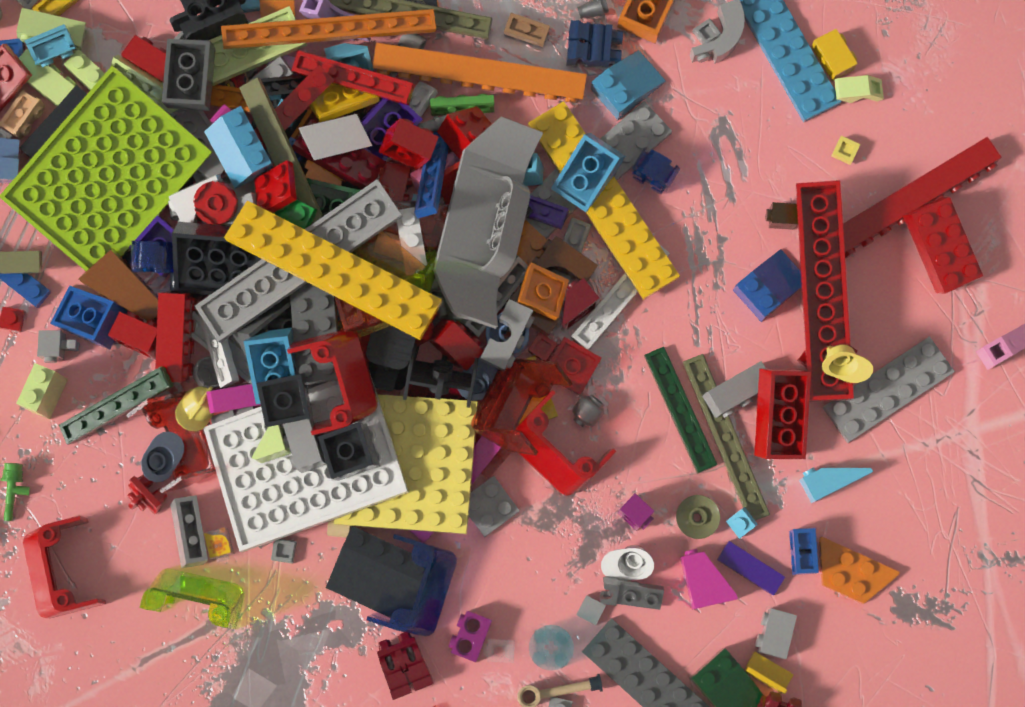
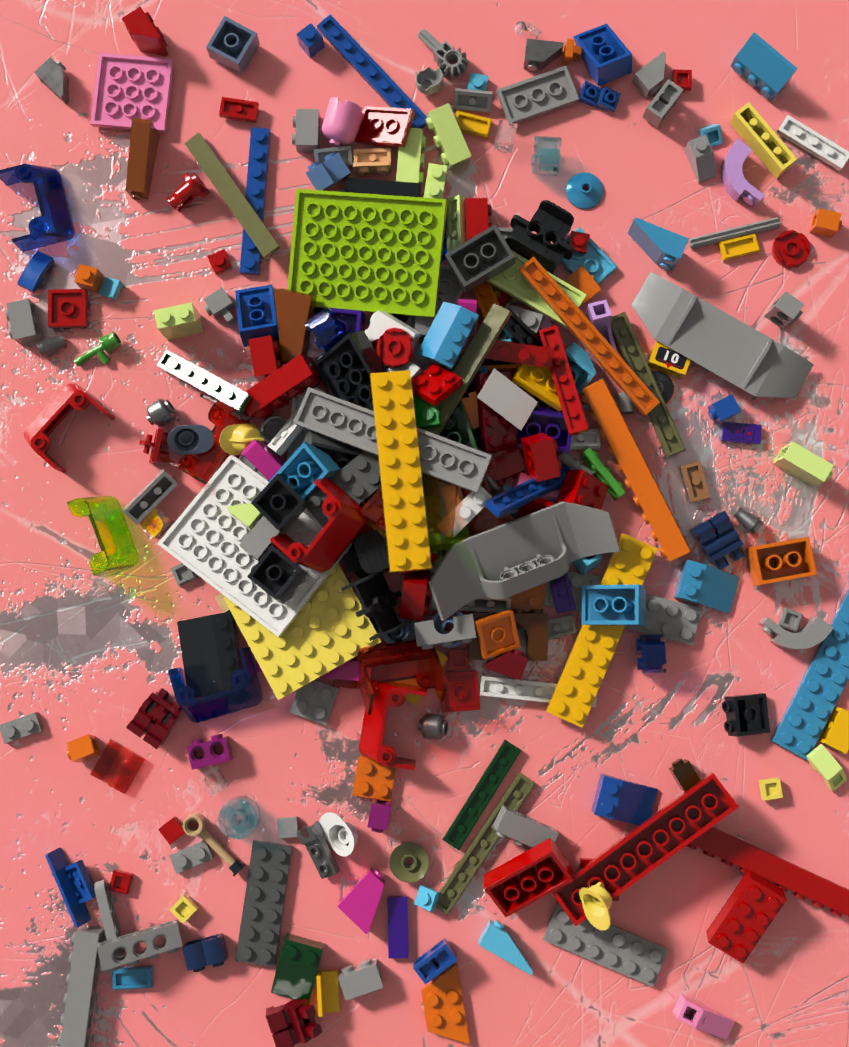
camera: 60 degrees right, 5 degrees up
(51, 45) = (435, 144): medium azure hinge -> none
(115, 469) = (160, 412): none -> flat silver head
(599, 499) = (373, 780): none -> orange plate
(765, 126) = (746, 714): none -> black plate

